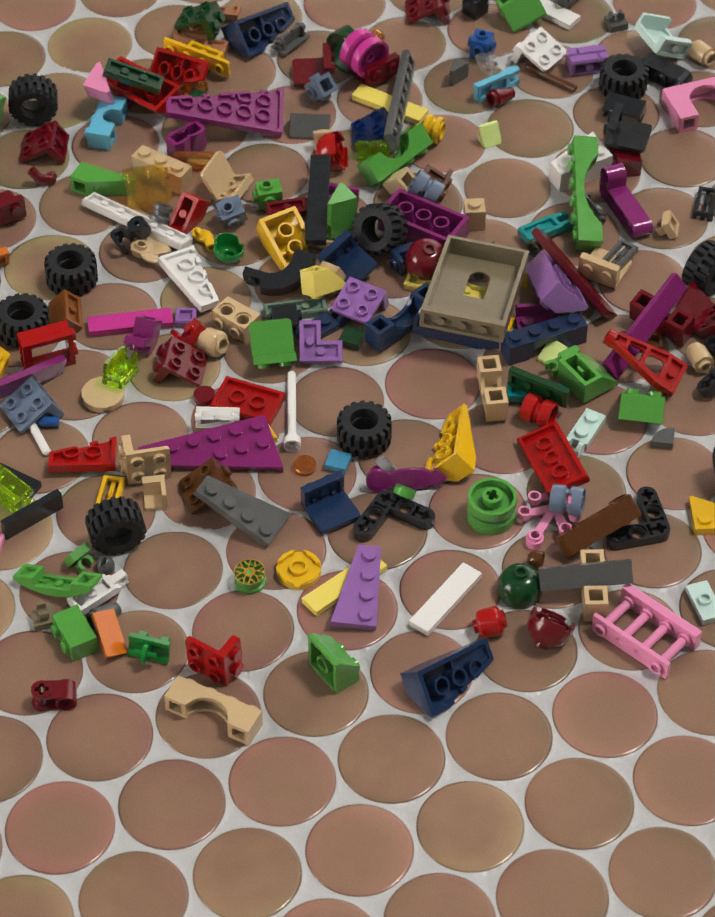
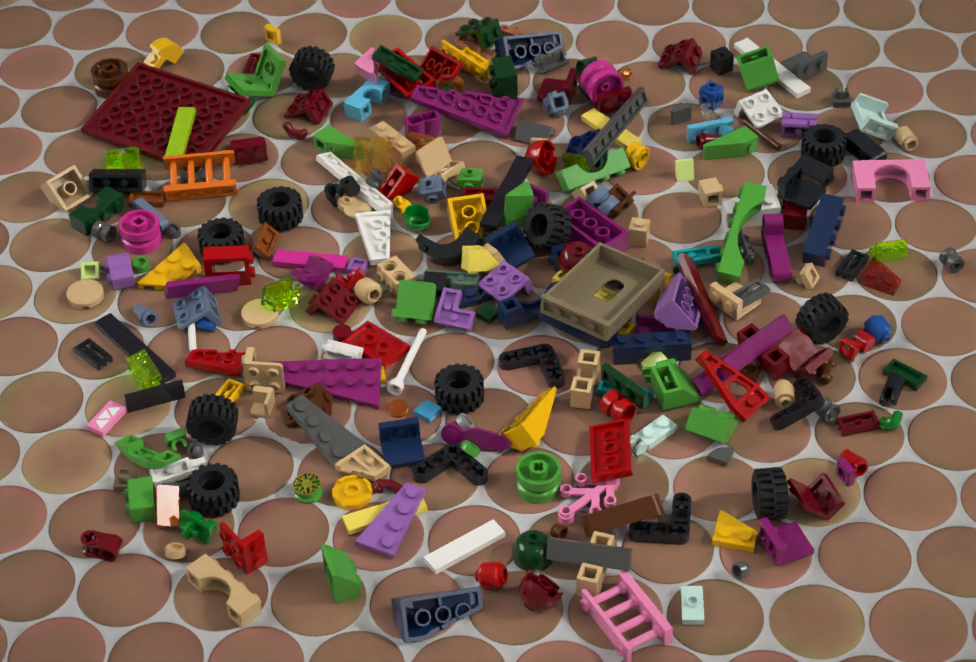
camera: 20 degrees right, 5 degrees down
(138, 680) = (175, 550): none -> tan tile
(150, 589) = (213, 490): none -> black tyre
(252, 68) = (503, 77): none -> dark green brick
(299, 536) = (364, 464): none -> tan wing
(336, 551) = (390, 484): none -> dark red arm
(432, 376) = (540, 358): none -> black beam
(528, 96) = (734, 144): none -> bright green slope
(528, 154) = (710, 192): none -> tan brick
(559, 499) = (601, 485): sand blue wheel -> none
(665, 171) = (824, 230): none -> dark blue wedge

